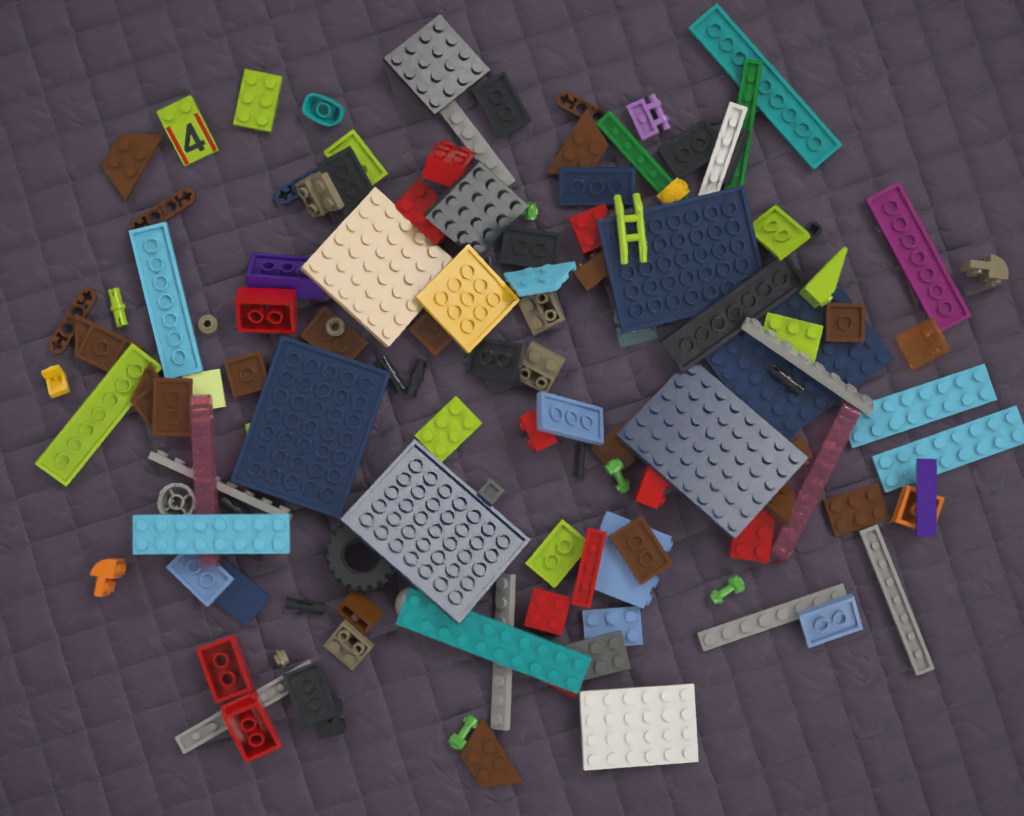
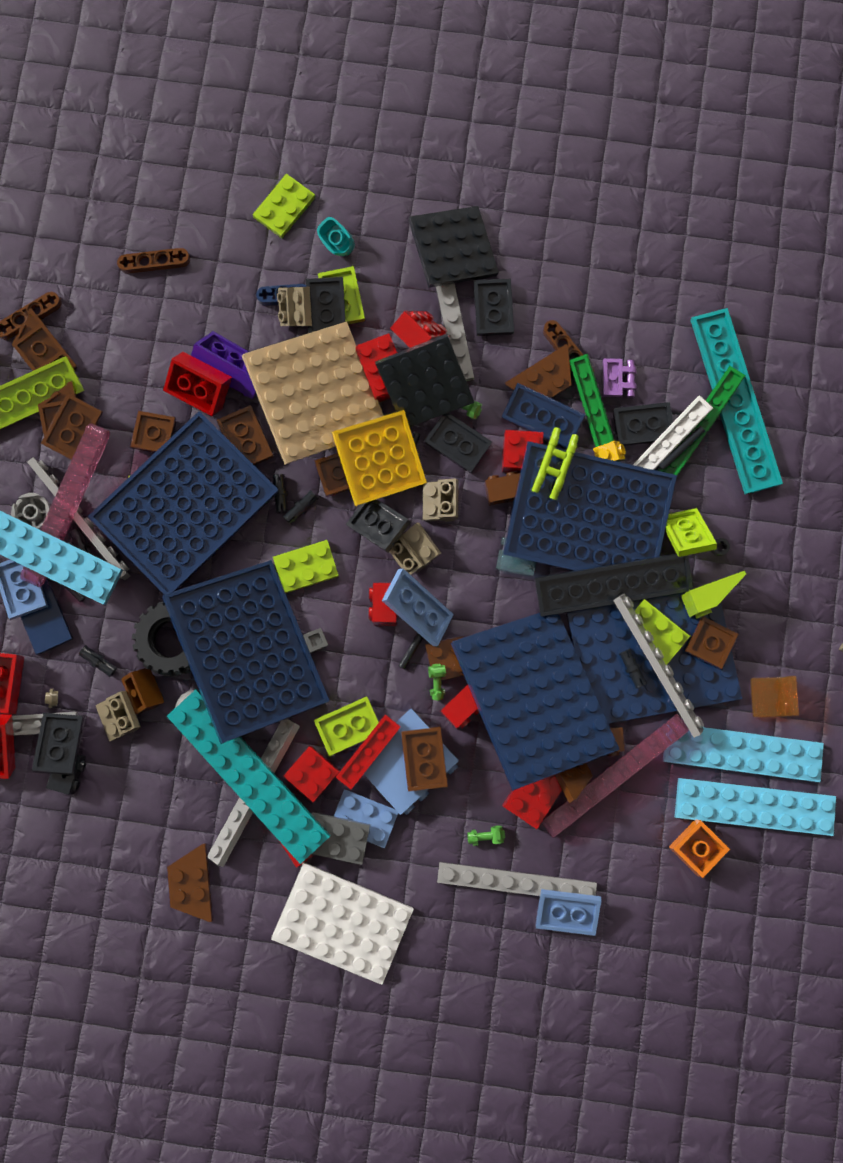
camera: 25 degrees right, 5 degrees down
(117, 307) = (72, 322): lime pin -> none
(130, 159) = (148, 204): reddish brown wing -> none
(166, 300) = (115, 335): medium azure plate -> none
(187, 130) = (210, 200): lime slope -> none
(208, 330) = (142, 378): dark tan plate -> none
(209, 383) = (118, 425): yellowish green tile -> none
(330, 322) = (250, 421): dark tan plate -> none
(457, 740) = (171, 853): bright green bar -> none
(539, 279) = (451, 471): medium azure wing -> none
(856, 509) = (641, 820): reddish brown plate -> none
(896, 600) = (639, 924): light grey plate -> none
(917, 256) = (805, 616): magenta plate -> none
(926, 498) = (712, 840): dark purple tile -> none

